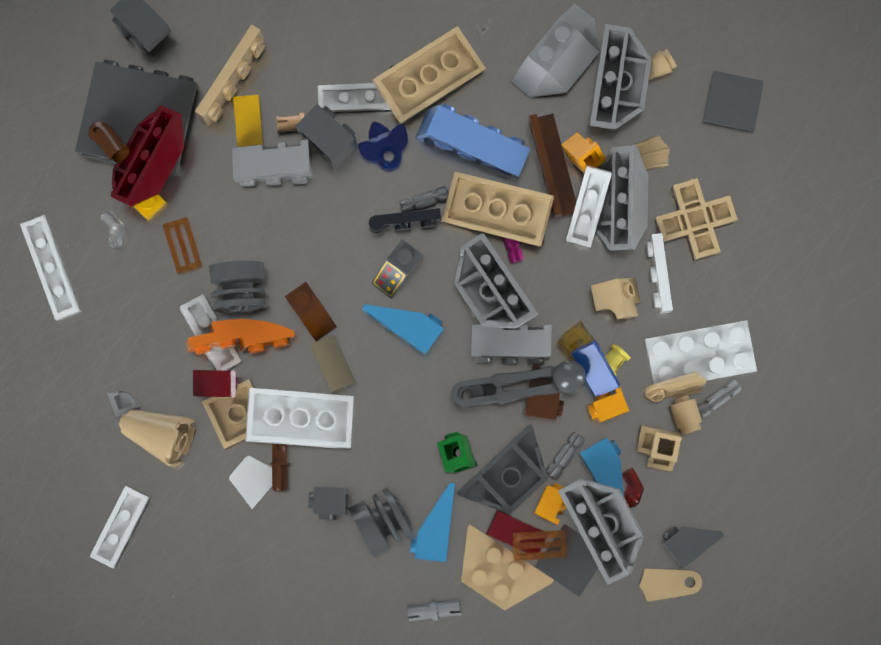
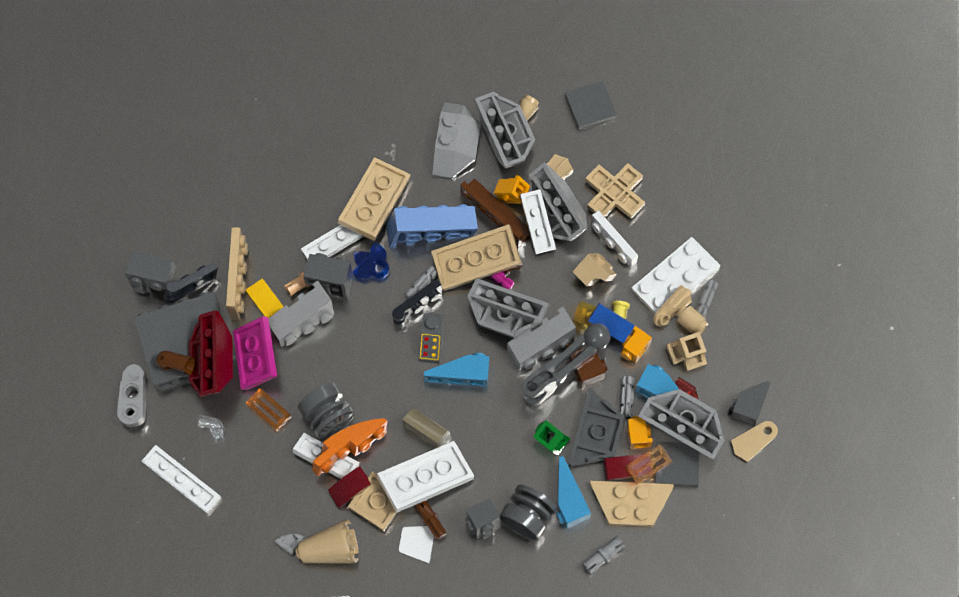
camera: 30 degrees left, 15 degrees down
(59, 129) = (132, 380): none -> light grey piece
(150, 206) = (227, 396): yellow plate -> none
(176, 57) = (190, 283): none -> black plate
(200, 176) = (254, 353): none -> dark pink plate
(310, 311) = (387, 400): reddish brown slope -> none

